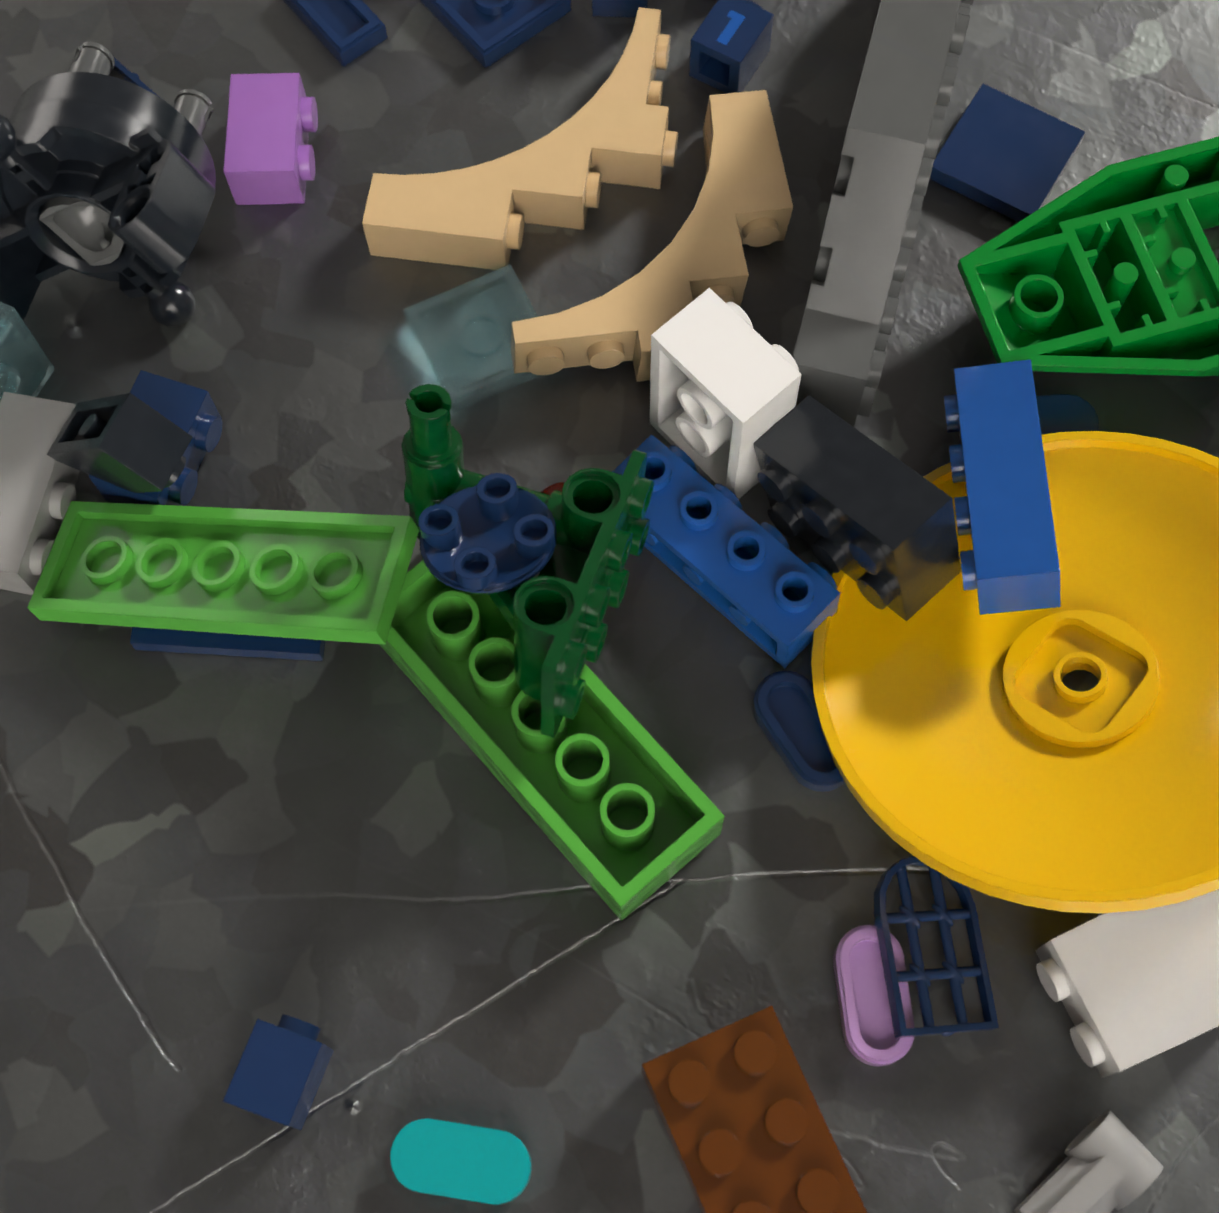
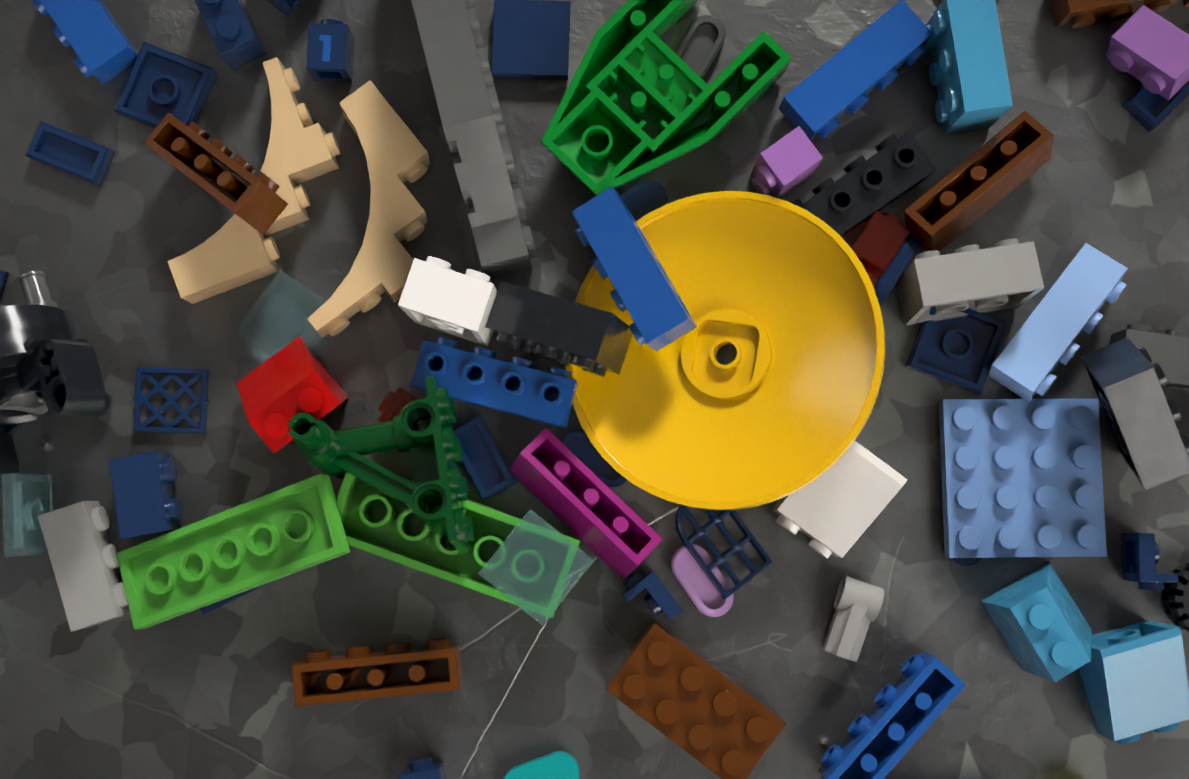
camera: 30 degrees left, 15 degrees up
(122, 443) = (129, 515): black slope -> none
(229, 333) = (140, 400): none -> dark blue window
(269, 139) = (87, 265): medium lavender brick -> none
(320, 854) = (377, 674): none -> reddish brown brick
(385, 419) = (285, 386): none -> red slope
(487, 536) = (374, 471): dark blue dish -> none
(506, 96) = (214, 171): none -> reddish brown brick
(640, 816) = (536, 567): none -> clear light blue tile
(642, 646) = (483, 458): none -> dark blue tile
(758, 779) = (584, 504): none -> magenta brick
(797, 979) = (658, 598): none -> dark blue bracket

